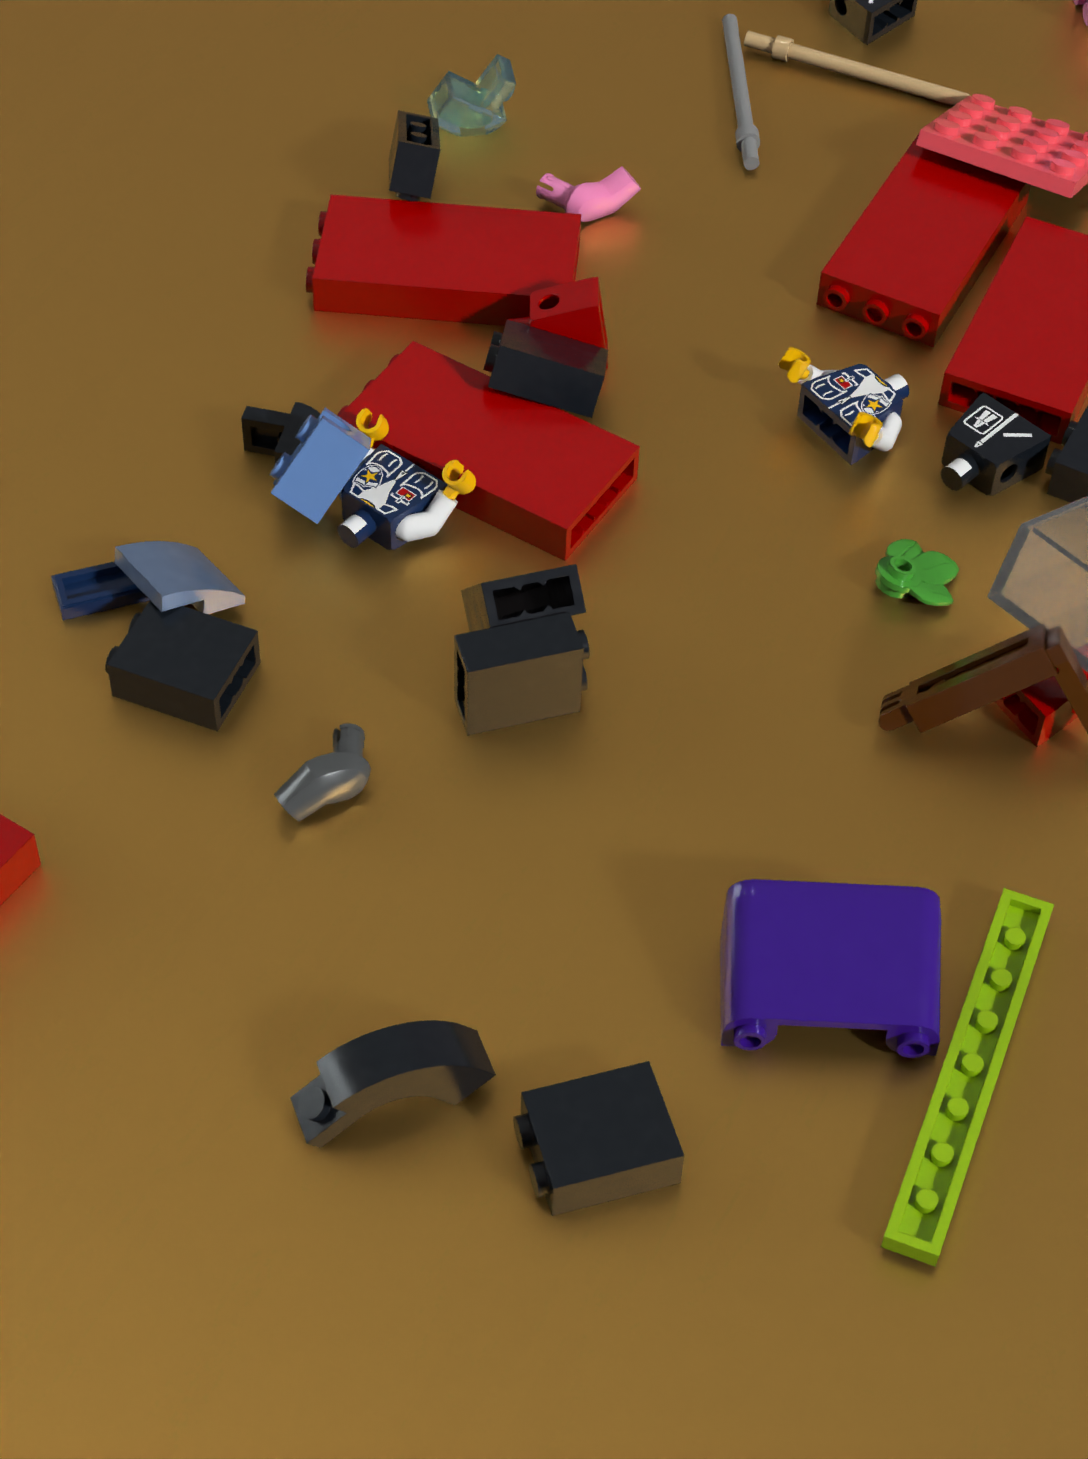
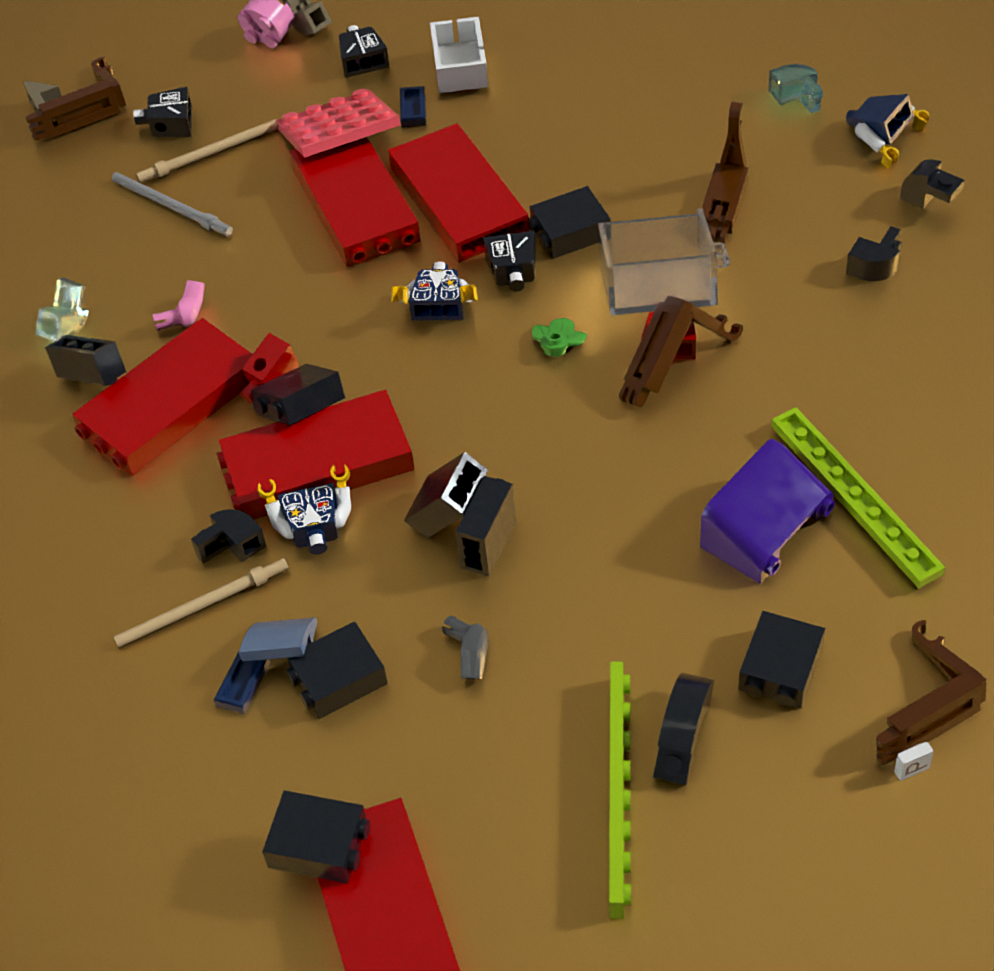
camera: 45 degrees left, 0 degrees up
(228, 1068) = (619, 798): none -> lime plate
(259, 506) = (256, 577): none -> tan bar
(319, 465) = (271, 527): medium blue brick -> none
(560, 1405) = (913, 761): none -> white tile
(672, 1386) = (938, 709): none -> reddish brown hinge

